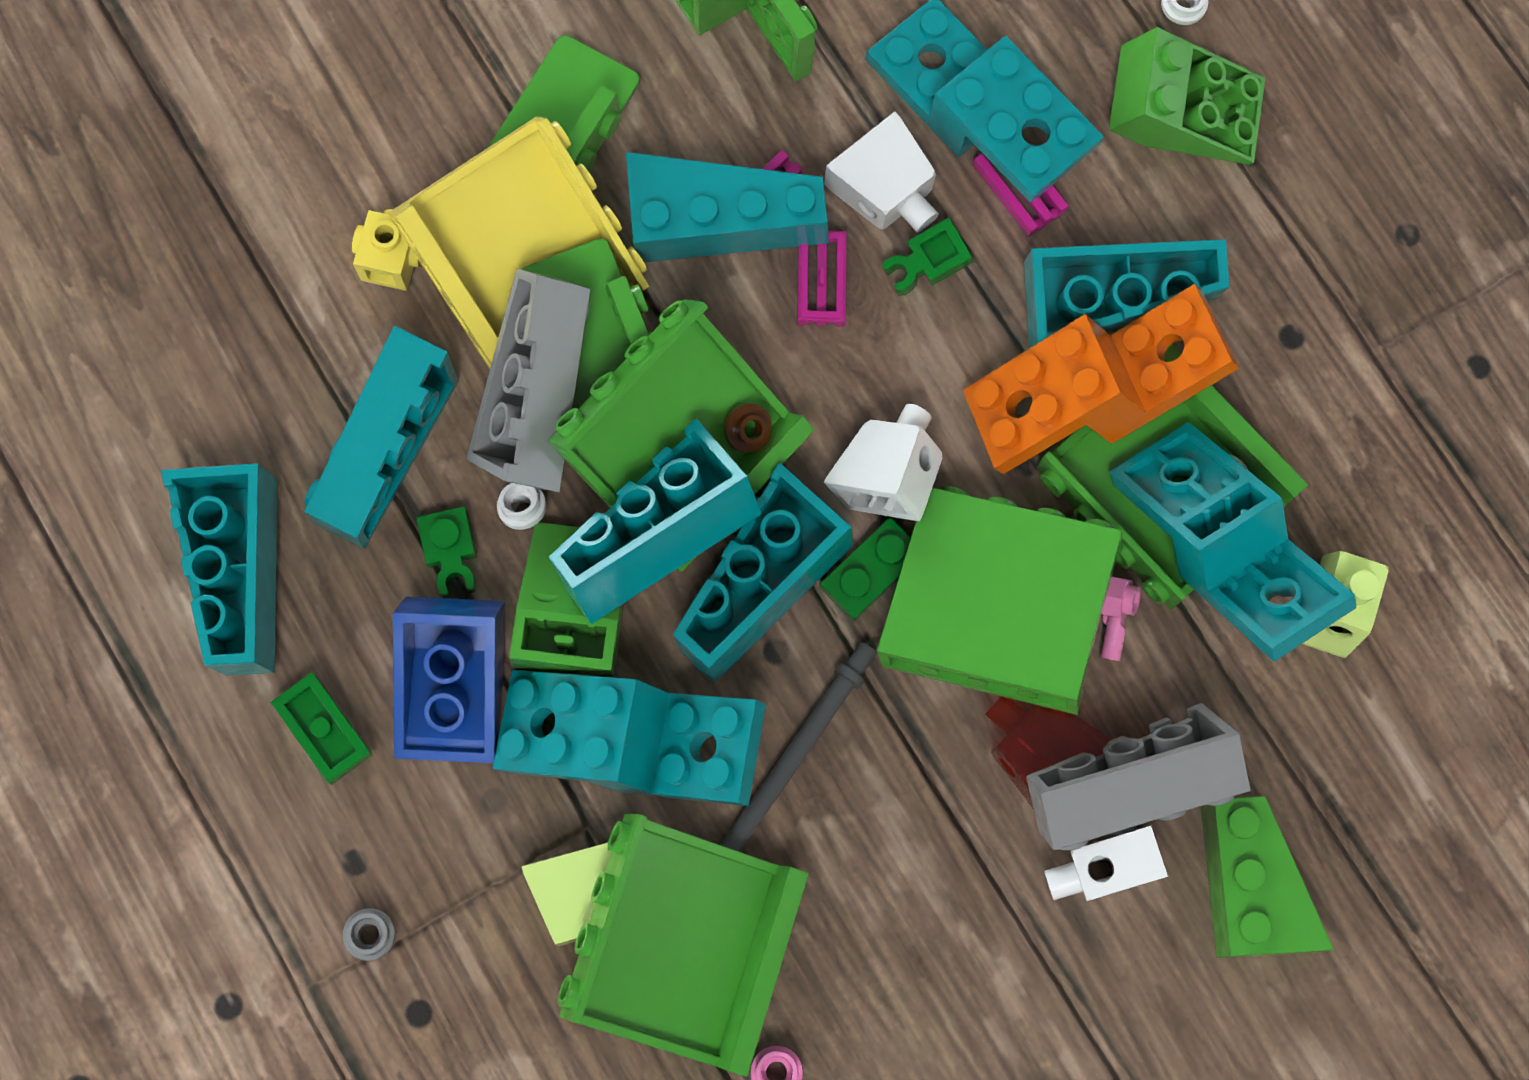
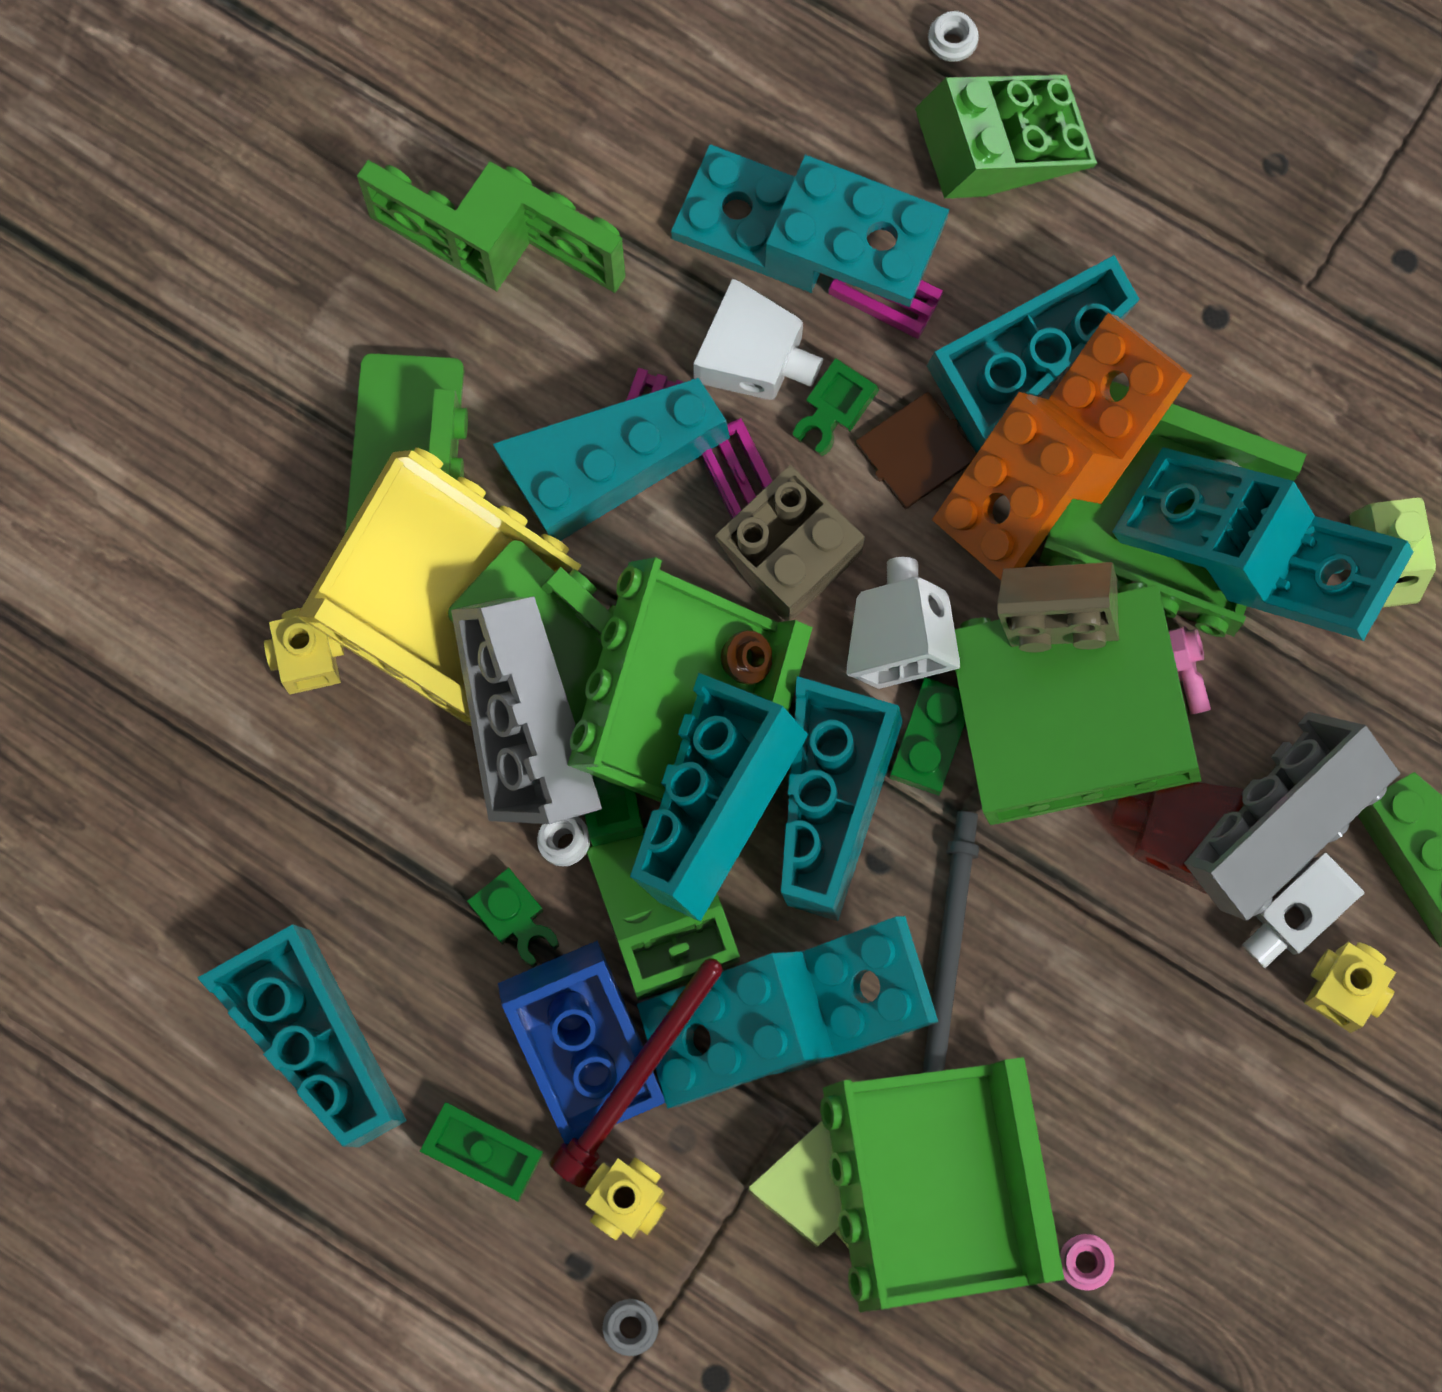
camera: 20 degrees left, 0 degrees up
(382, 437) = (394, 840): teal wedge -> none
(394, 774) = (577, 1159): none -> dark red piece
(430, 838) = (641, 1214): none -> light yellow brick
(572, 504) = (619, 814): none -> green plate
(832, 352) = (790, 543): none -> dark tan slope
(979, 327) = (916, 450): none -> reddish brown piece
(1026, 507) = (1059, 606): none -> dark tan slope
(1102, 954) = (1335, 994): none -> light yellow brick

